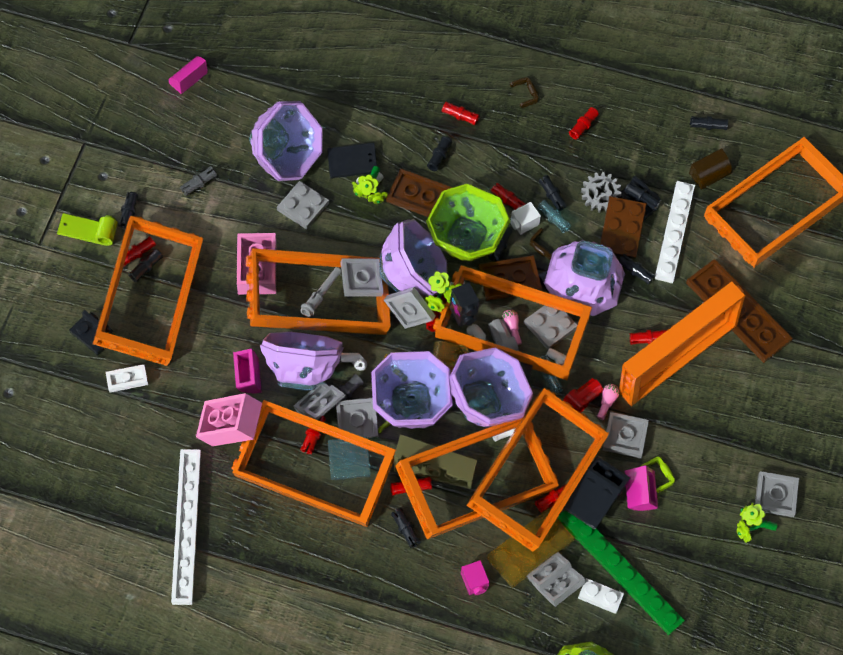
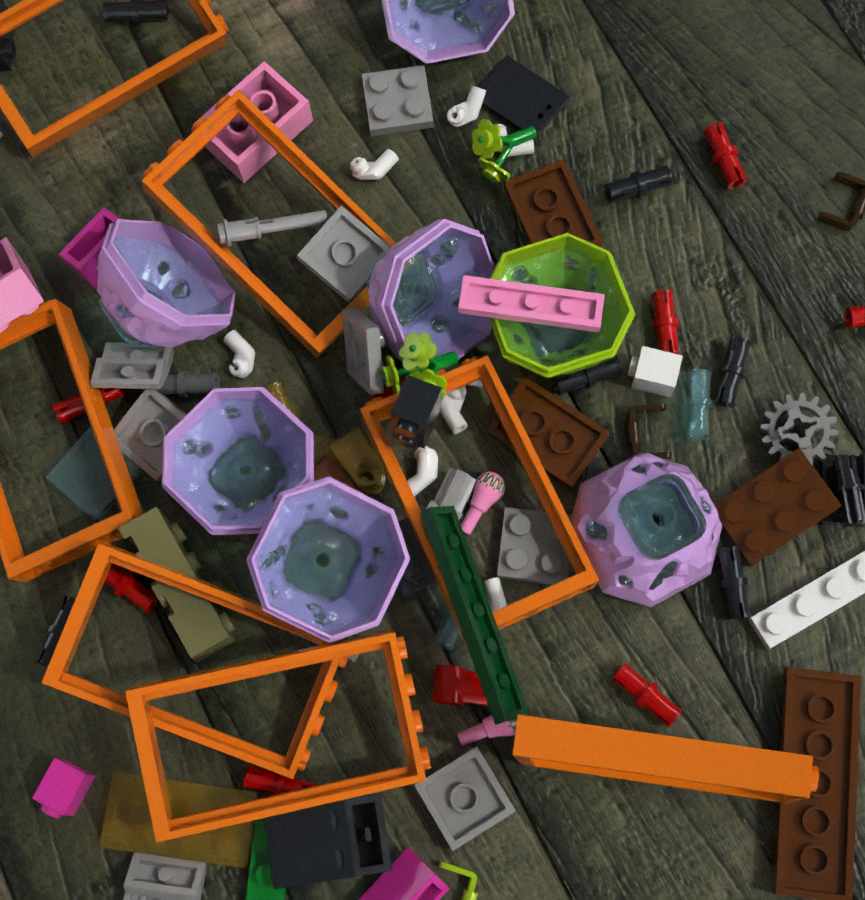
camera: 55 degrees right, 10 degrees up
(326, 239) = (373, 170): none -> white arm
(337, 184) = (468, 110): none -> white arm
(461, 227) = (531, 303): none -> bright pink plate
(567, 358) = (474, 614): none -> dark green plate

